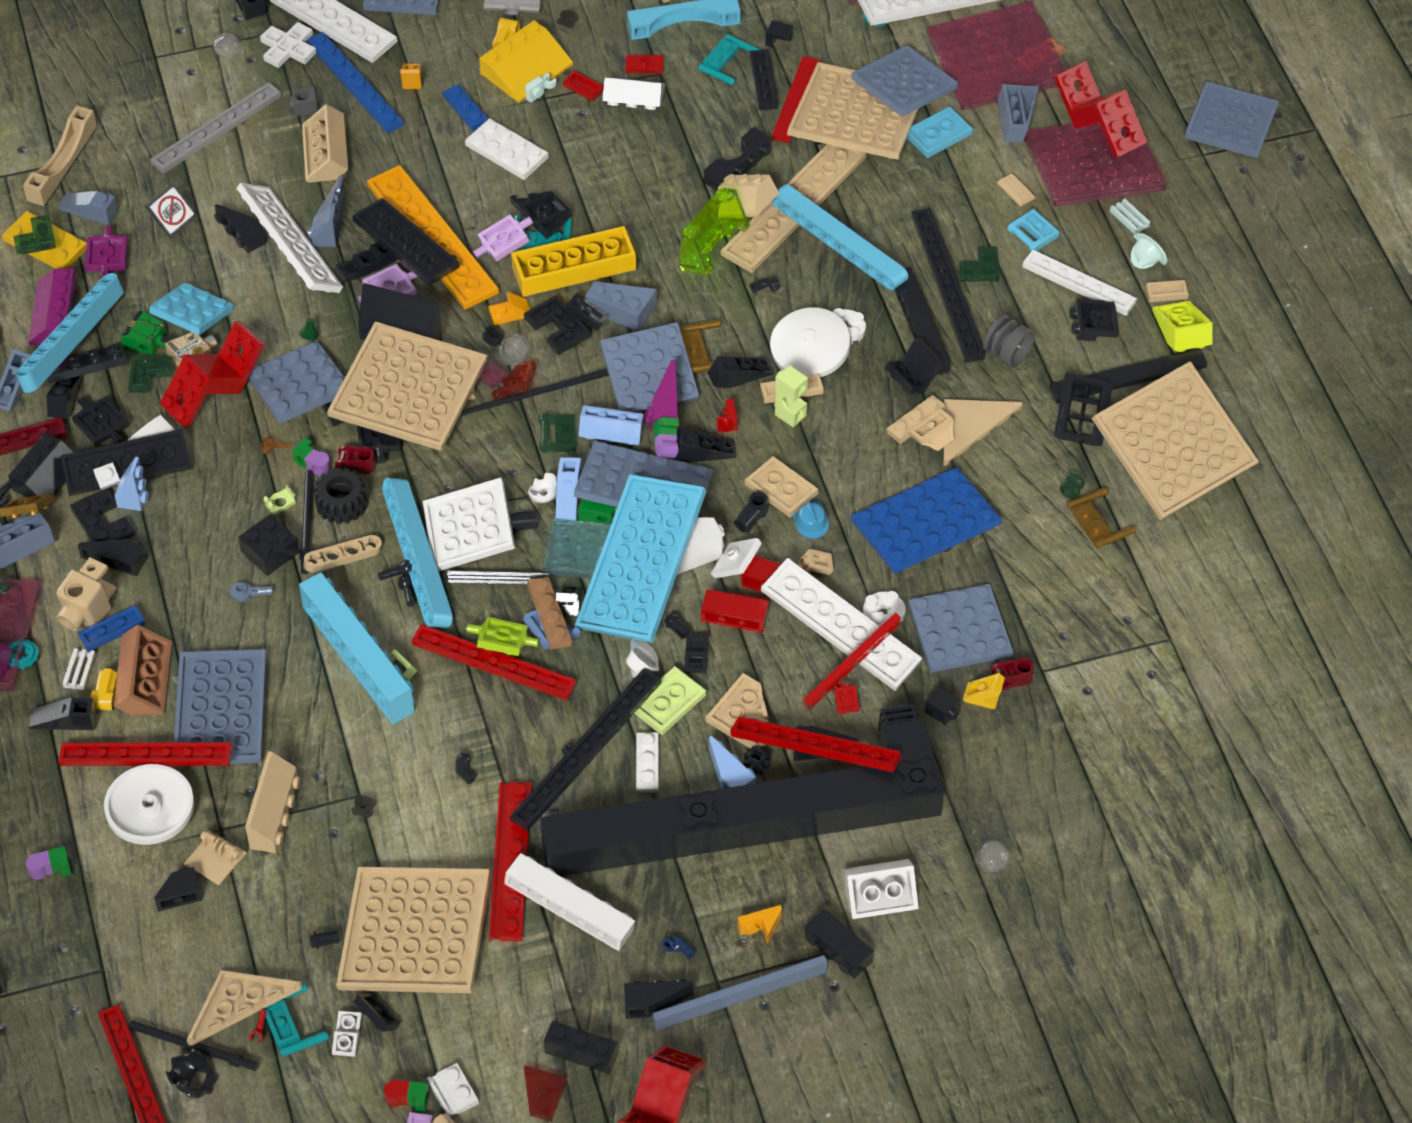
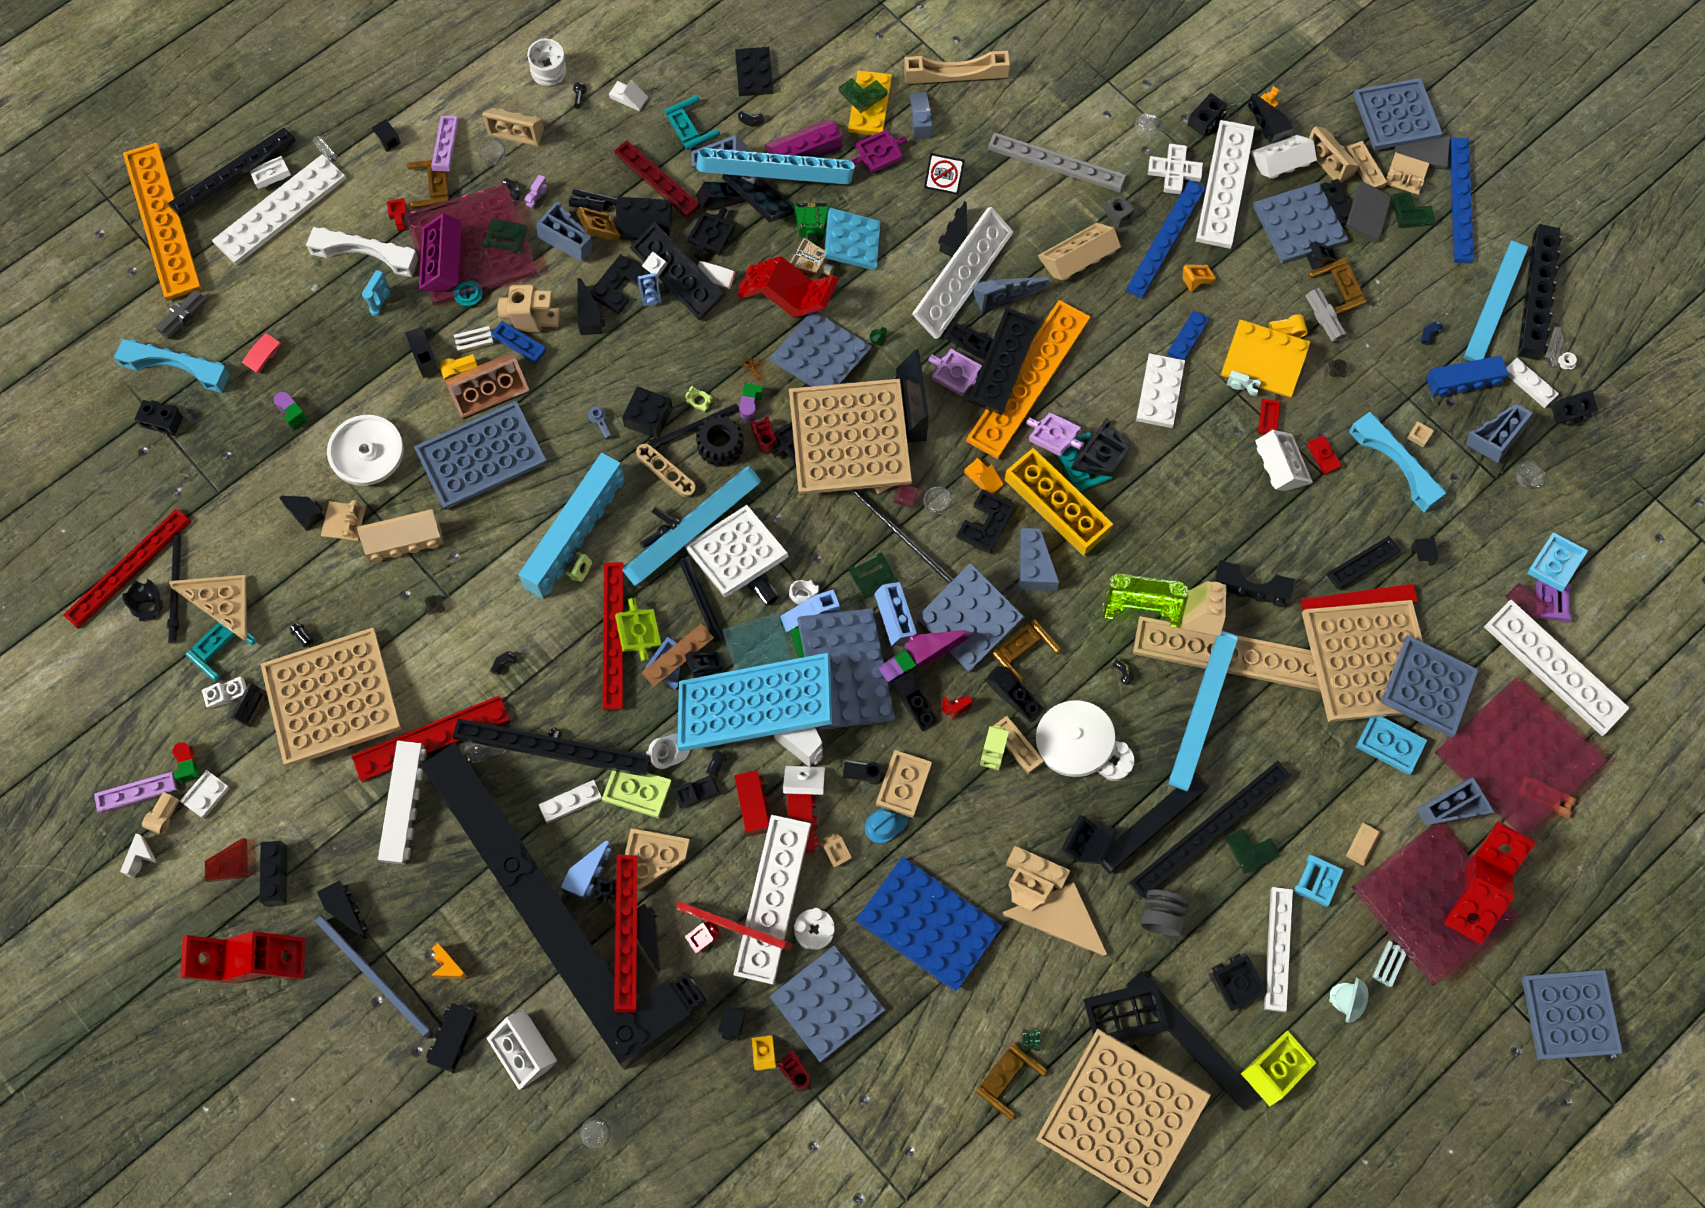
camera: 65 degrees right, 15 degrees up
(145, 368) = (778, 237): clear green plate -> none
(145, 753) = (408, 425): red plate -> none
(259, 1028) = (202, 628): red hand -> none
(492, 336) = (947, 476): black tile -> none
(517, 381) = (909, 517): clear red wing -> none
(586, 311) = (1010, 538): black plate -> none
(678, 944) = (403, 905): dark blue arm -> none
(722, 55) = (1373, 514): teal plate -> none
(1166, 290) = (1316, 1036): tan tile -> none

